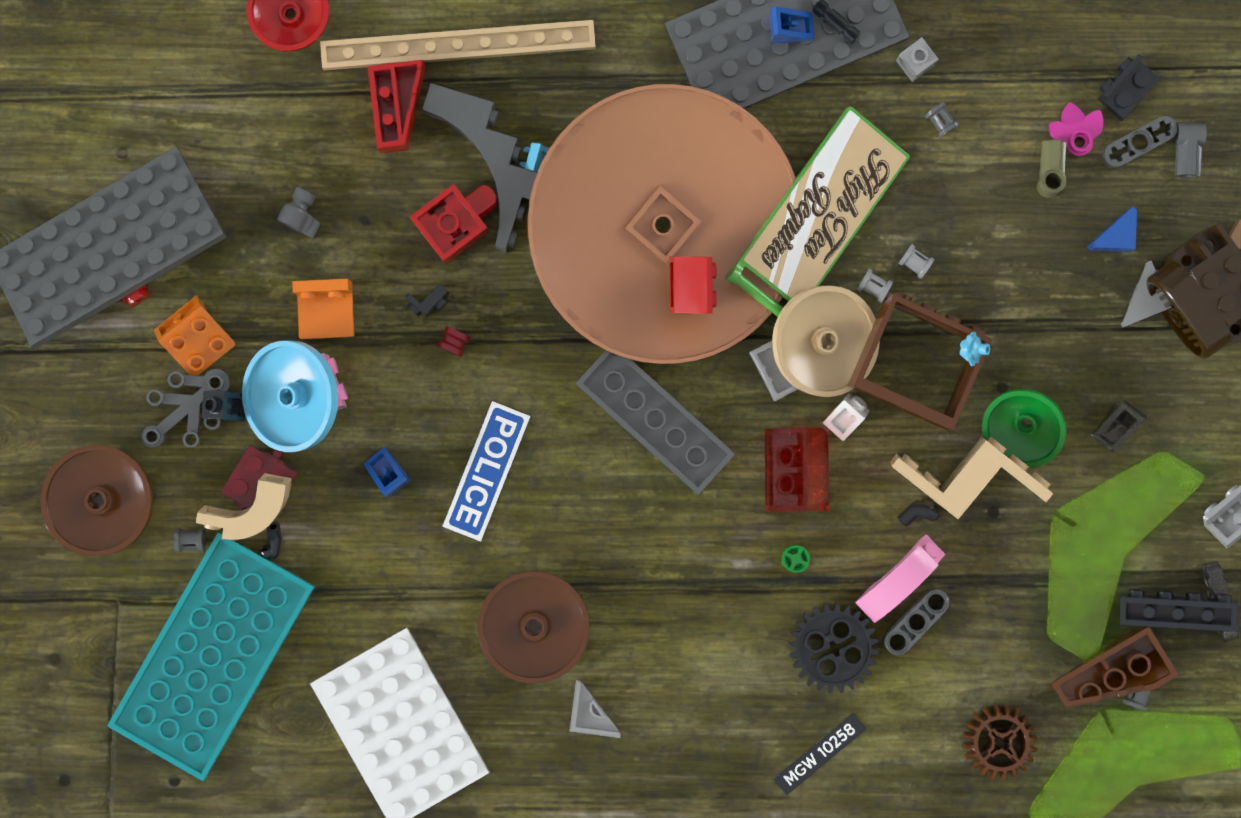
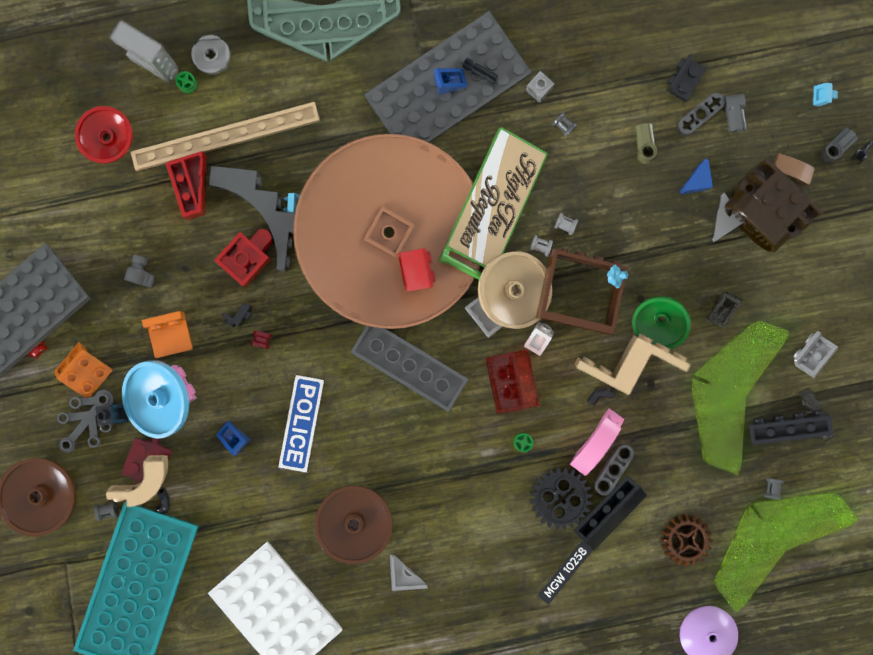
camera: 25 degrees left, 0 degrees up
(899, 682) = (610, 512): none -> black brick
(1077, 125) = (657, 111): dark pink plate -> none
(1122, 668) = (757, 475): reddish brown wedge -> none

